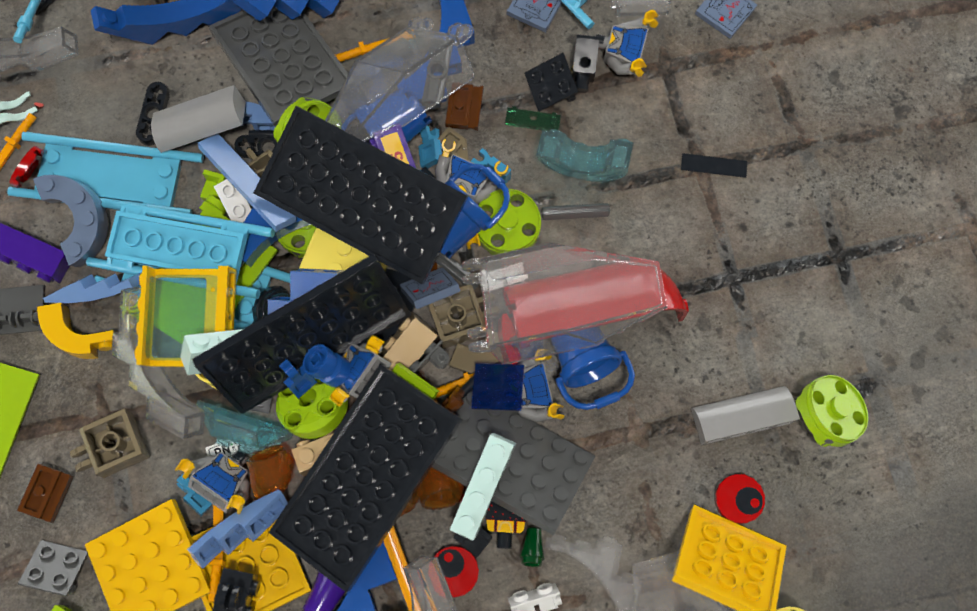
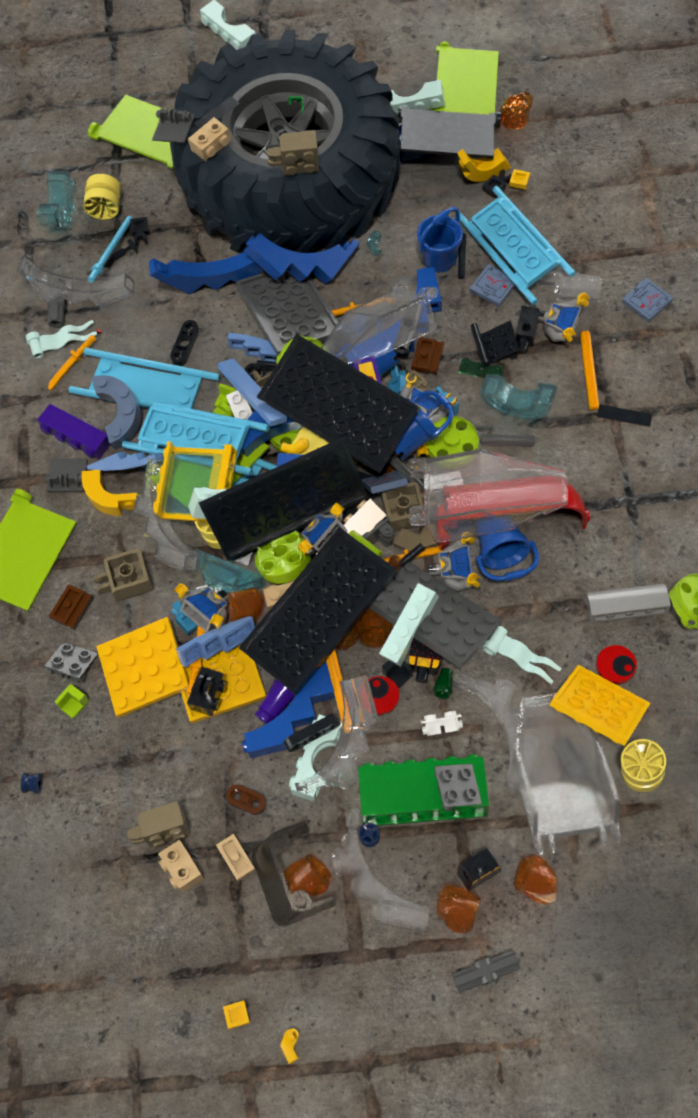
camera: 15 degrees right, 10 degrees down
(26, 166) = (85, 371): red tile -> none
(198, 118) = (219, 346): light grey brick -> none
(298, 381) = (275, 536): blue plate -> none
(313, 259) = (297, 448): none -> yellow arm
(326, 365) = (297, 525): blue wheel -> none
(498, 387) = (429, 558): clear blue hinge -> none
(526, 82) = (480, 345): none -> black bar
(619, 497) = (517, 652): none -> light aqua flag
(665, 110) = (589, 370): none -> light orange axle

